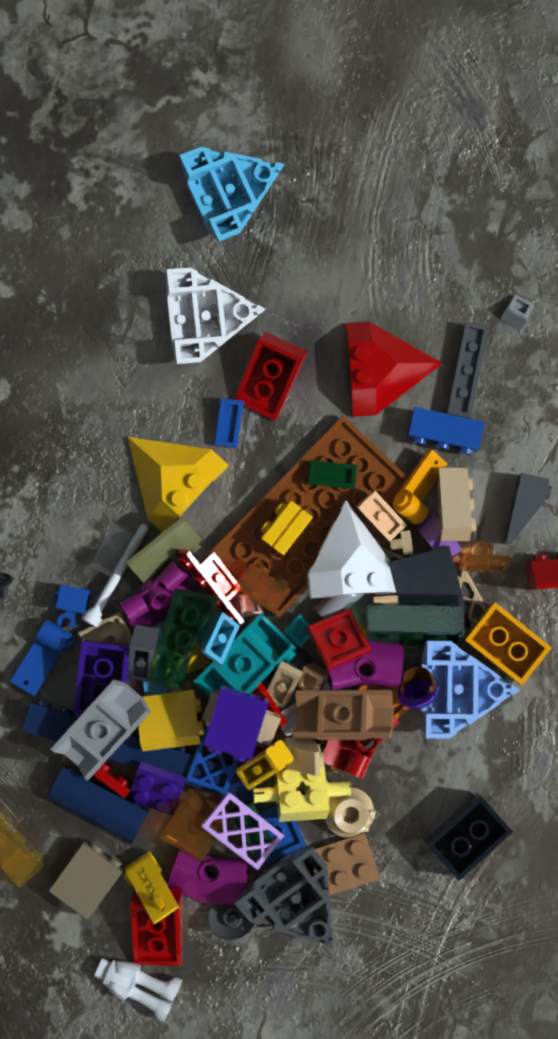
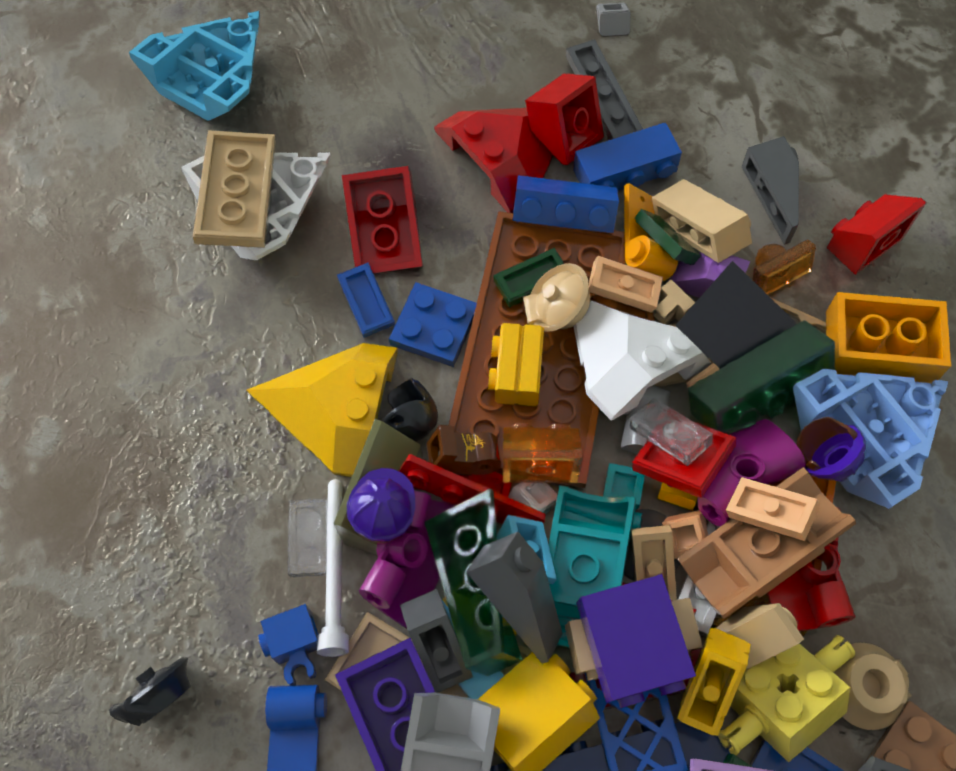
camera: 25 degrees left, 20 degrees down
(156, 569) = (381, 505): none -> dark purple piece
(190, 306) = (235, 189): none -> tan tile
(196, 661) = (519, 589): none -> dark grey slope
(209, 518) = (412, 410): none -> black helmet
(221, 561) = (464, 451): none -> reddish brown leg
(259, 463) = (433, 324): none -> blue plate
(332, 503) = (558, 298): none -> tan piece
(339, 623) = (671, 431): none -> clear plate
(356, 702) = (773, 508): none -> light nougat plate
(384, 439) = (565, 204): none -> blue brick
(426, 378) = (566, 115): none -> red slope
(428, 501) = (667, 237): none -> dark green tile

